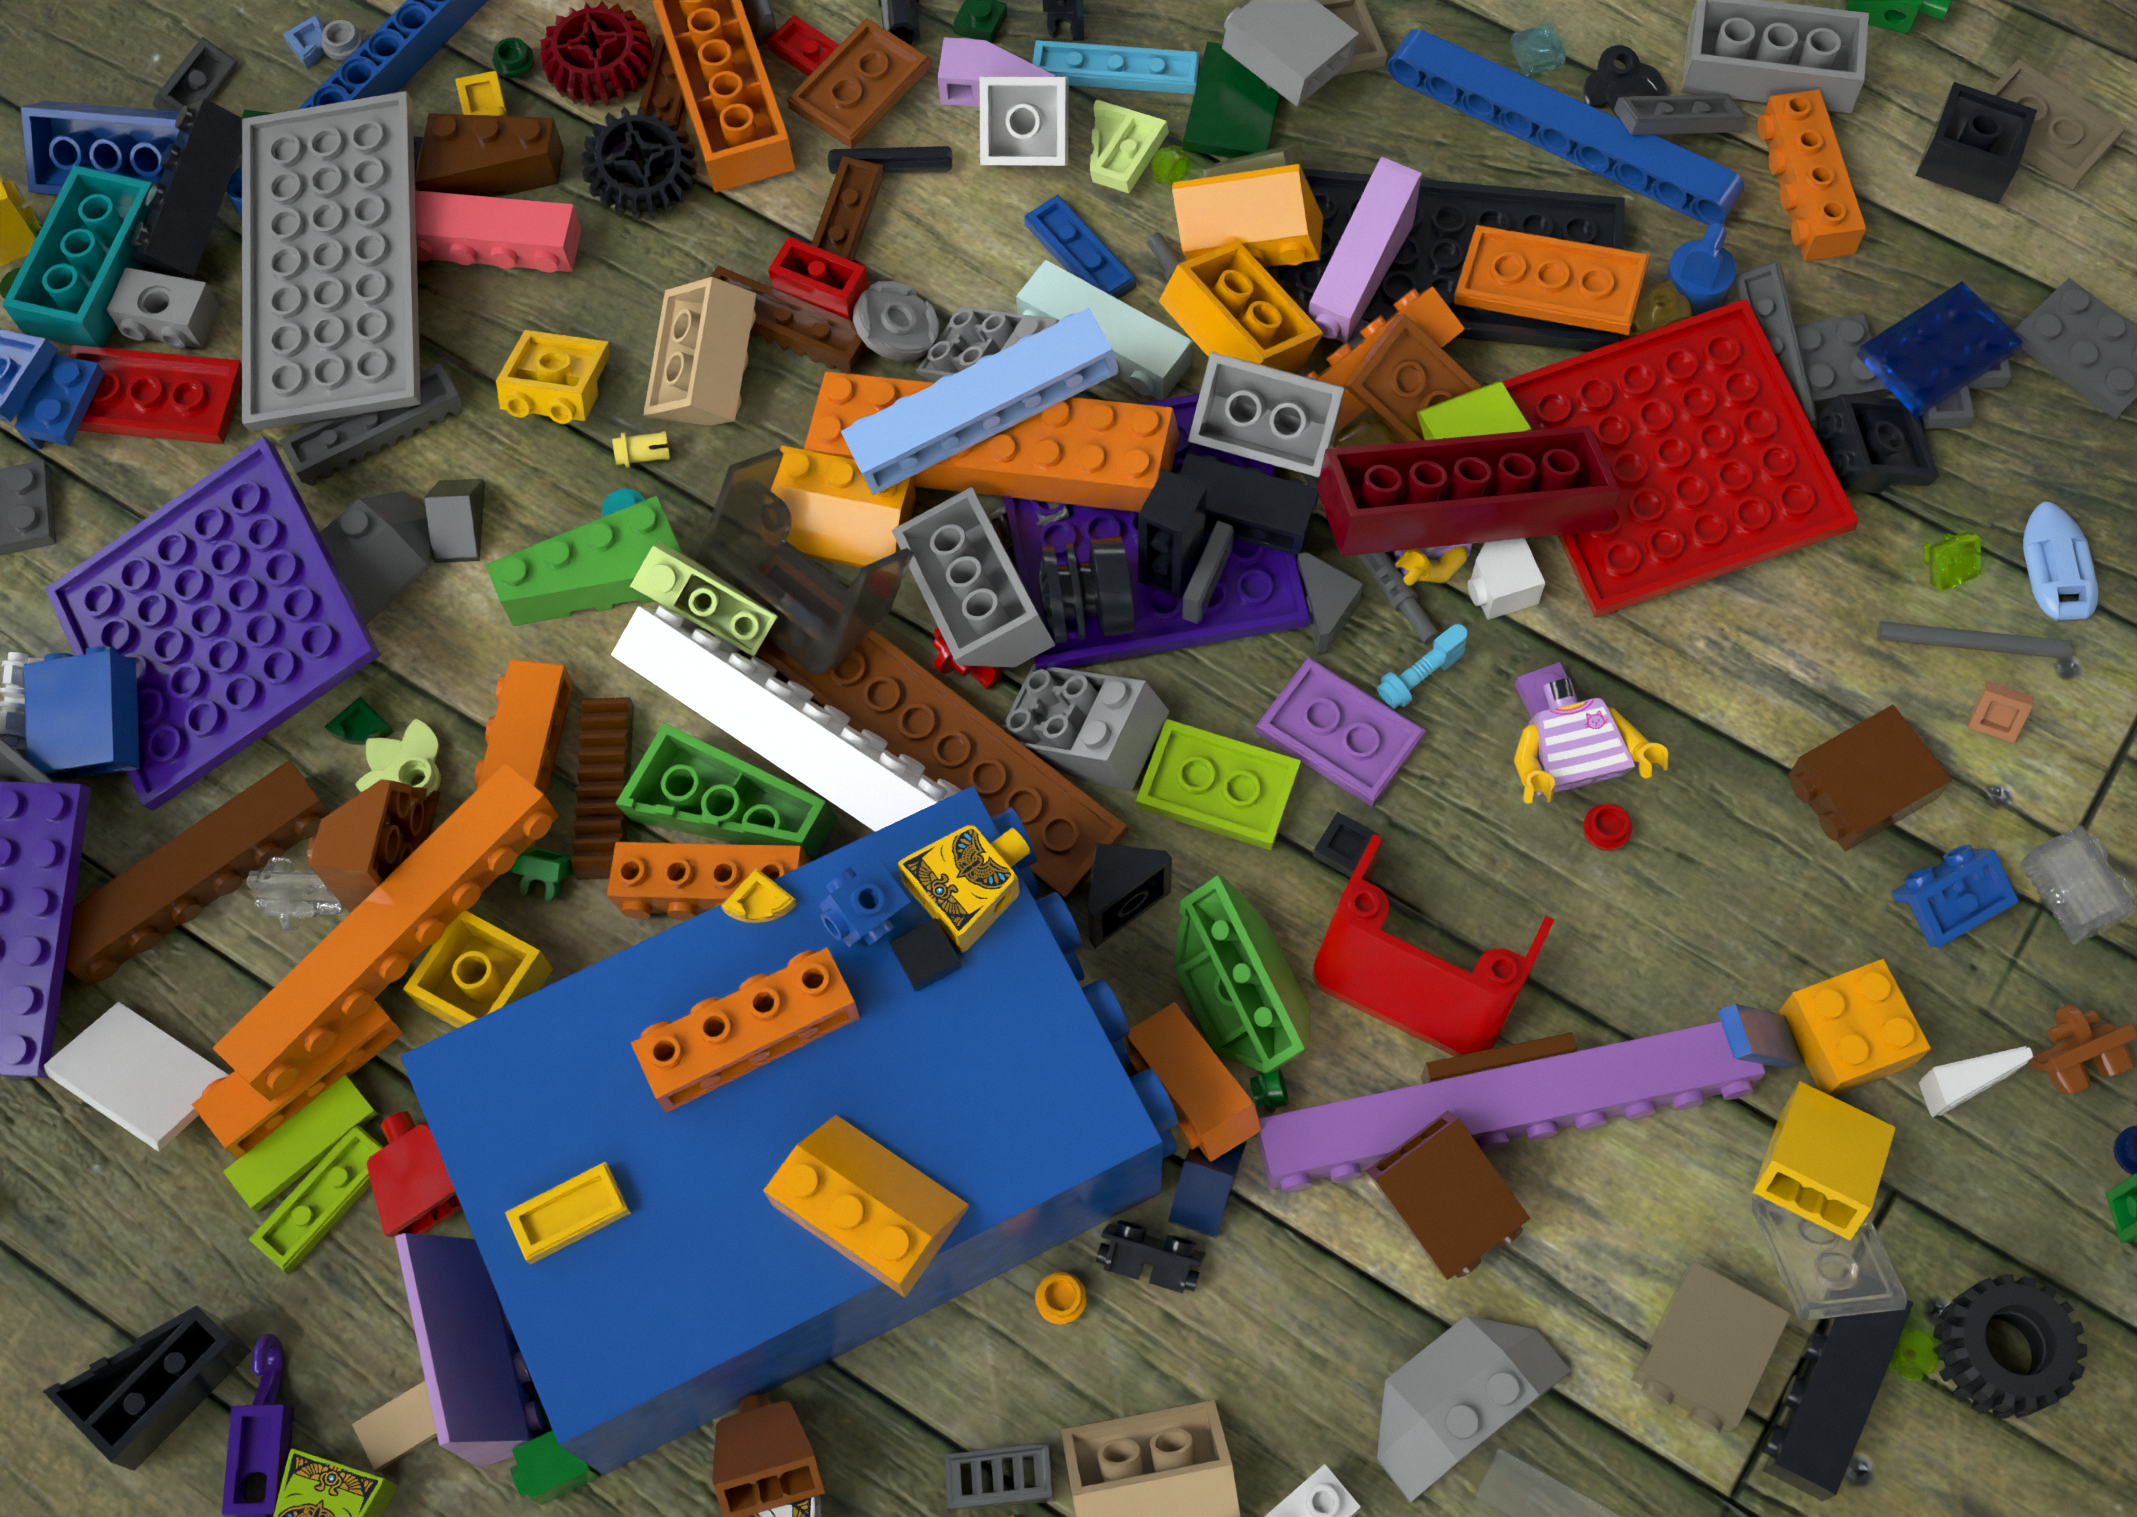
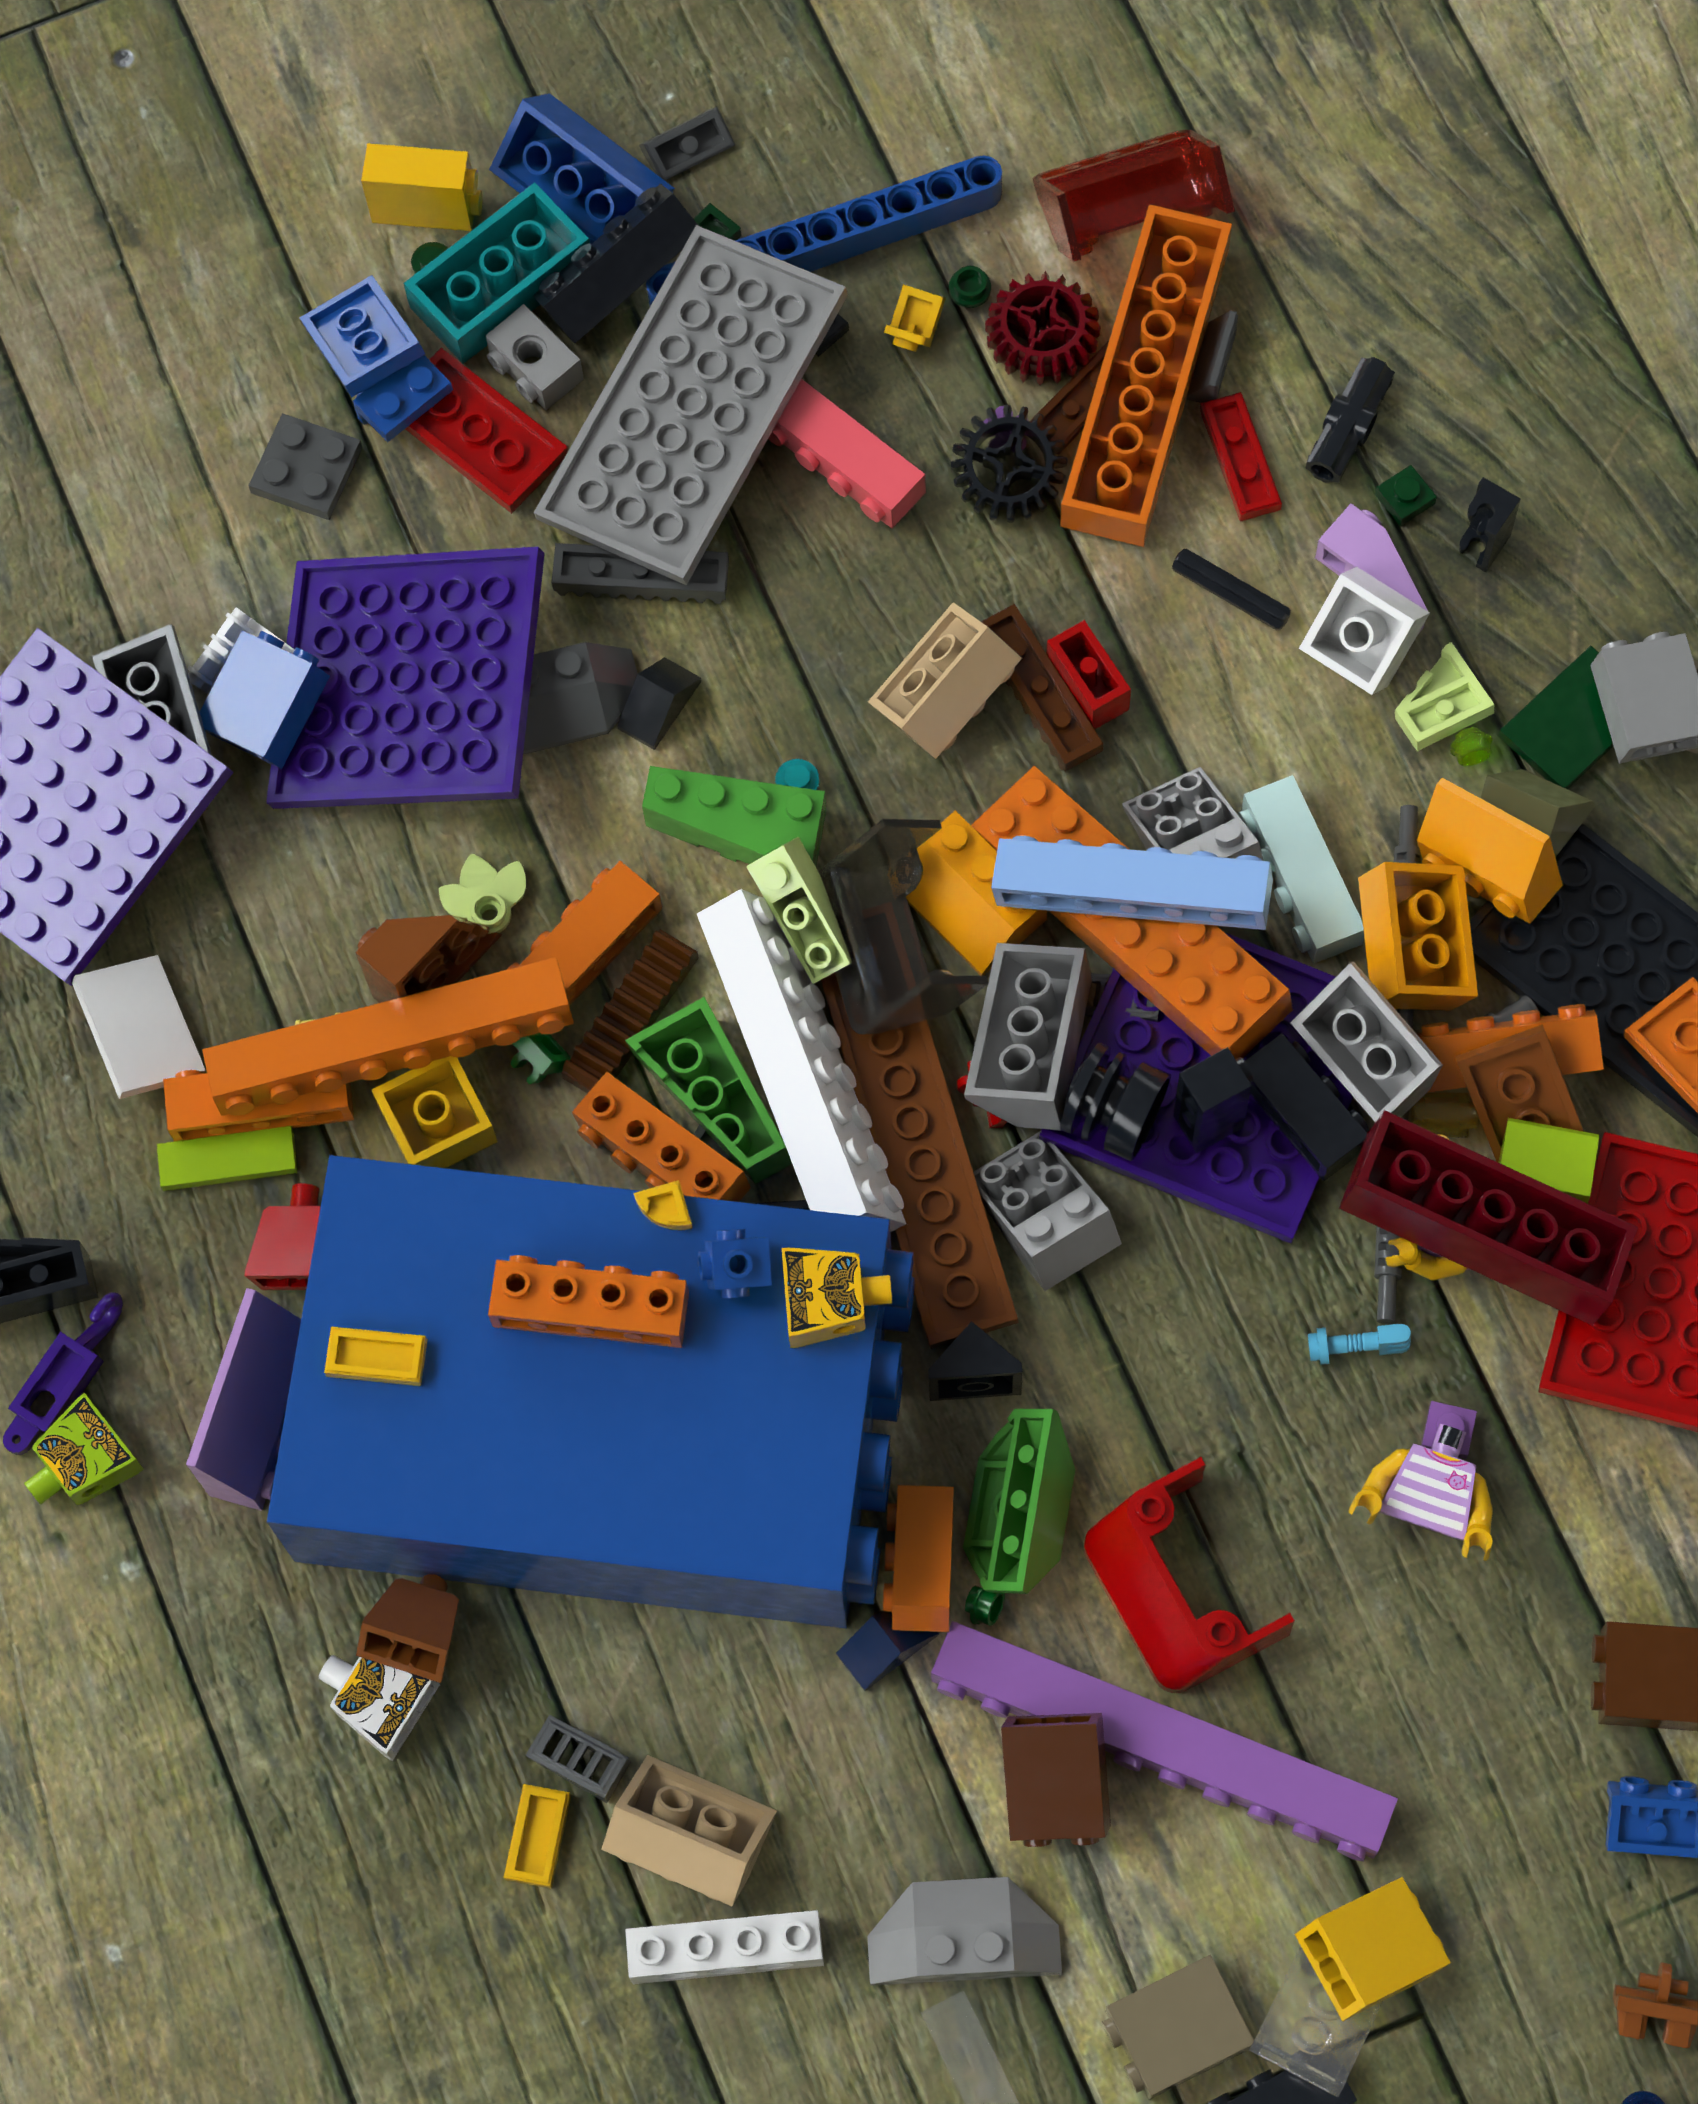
camera: 35 degrees right, 5 degrees up
(191, 872) = (274, 883): reddish brown brick -> none
(291, 894) = (333, 949): clear hips -> none
(306, 40) = (807, 159): medium blue tile -> none
(317, 1201) = (213, 1212): lime tile -> none
(341, 39) = (834, 179): light grey plate -> none
(358, 724) = (472, 836): dark green tile -> none
(397, 1427) = (167, 1425): tan tile -> none
(488, 154) = (884, 374): reddish brown wedge -> none
(548, 1470) = (251, 1533): green brick -> none
(552, 376) = (813, 621): yellow plate -> none
(636, 448) = (844, 733): light yellow pin -> none
(848, 207) = (1157, 619): reddish brown tile -> none
(859, 83) = (1251, 499): dark orange tile -> none
(865, 1203) = (592, 1491): light orange slope -> none
(895, 321) = (1130, 750): light grey tile -> none
(925, 954) = (760, 1331): black tile -> none
(1060, 1298) = (713, 1657): light orange plate -> none
(1078, 247) = (1338, 778): blue tile -> none
(1119, 66) = (1493, 618): medium azure tile -> none
(1132, 1248) = (816, 1682): black hinge -> none
(1208, 572) = (1230, 1147): dark grey tile -> none
(1218, 784) = (1118, 1331): lime plate -> none
(1329, 599) = (1321, 1233): dark grey slope -> none
(1340, 731) = (1252, 1351): medium lavender tile -> none
(1343, 844) = (1185, 1445): black plate -> none
(1366, 249) = (1567, 944): lavender slope -> none
(1498, 1057) = (1178, 1700): reddish brown tile -> none
(1505, 578) = (1481, 1311): white slope -> none
(1607, 827) = (1412, 1574): red plate -> none
(1759, 1036) = (1391, 1821): tile -> none
(1854, 1028) = (1482, 1867): light orange brick -> none
(1959, 1081) = (1538, 1965): white slope -> none

